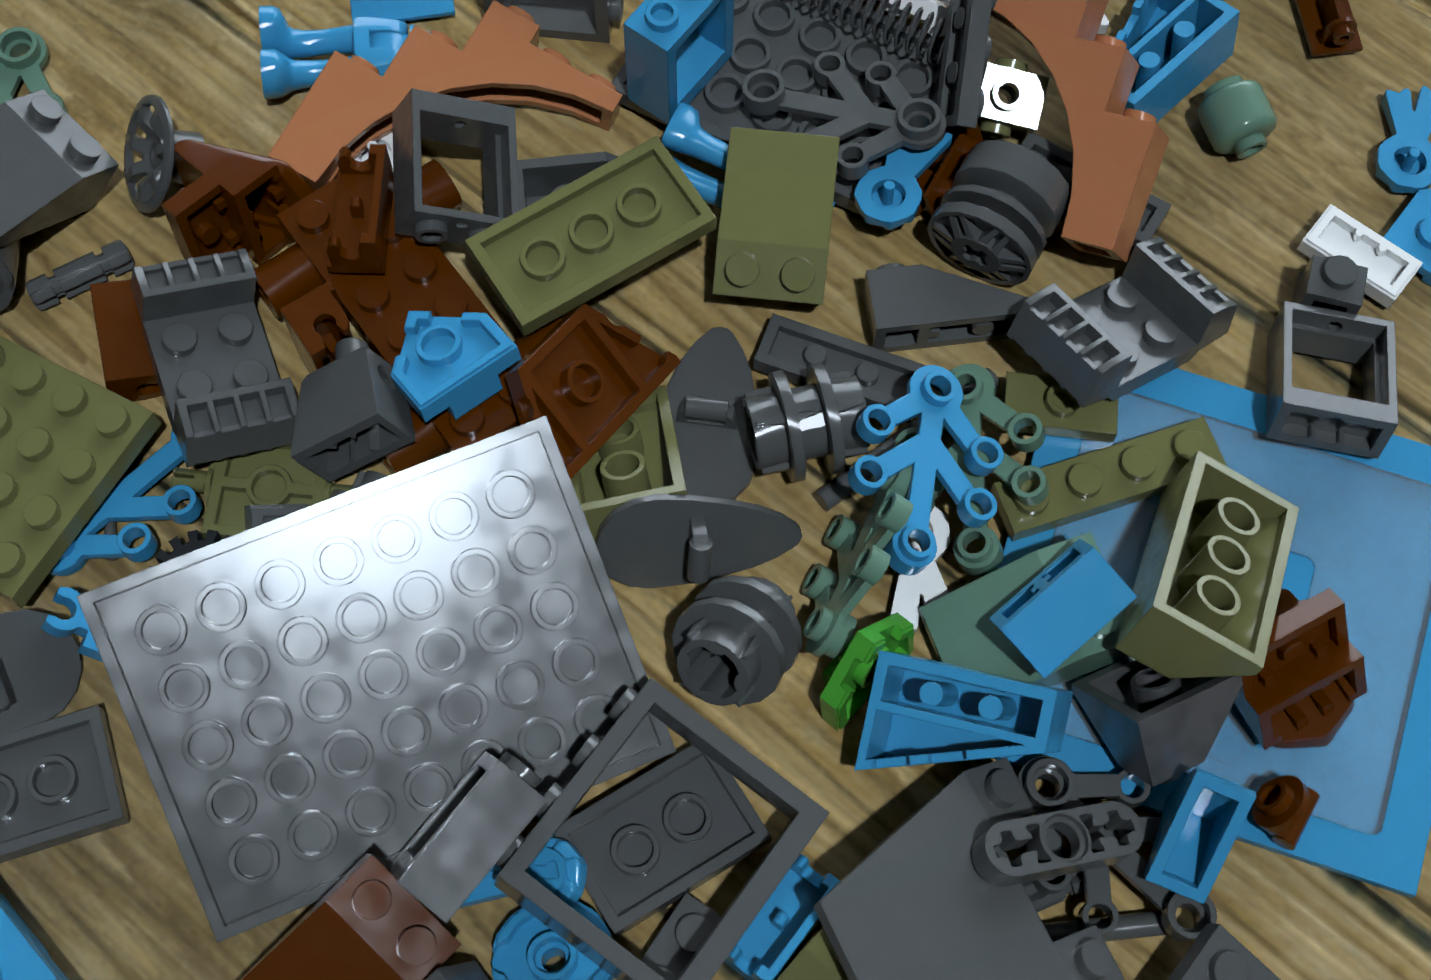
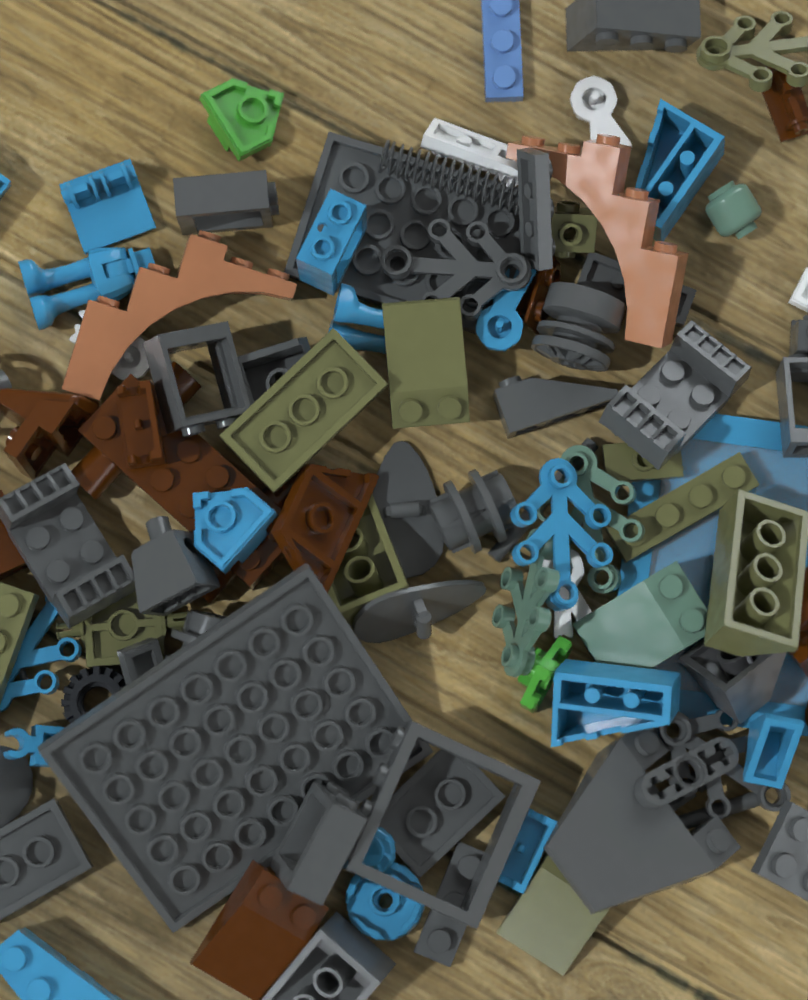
camera: 15 degrees left, 15 degrees up
(317, 325) = (132, 512): reddish brown hinge -> none
(736, 640) = (459, 675): dark grey piece -> none
(795, 345) = (464, 453): dark grey plate -> none
(1063, 607) = (665, 622): dark azure hinge -> none

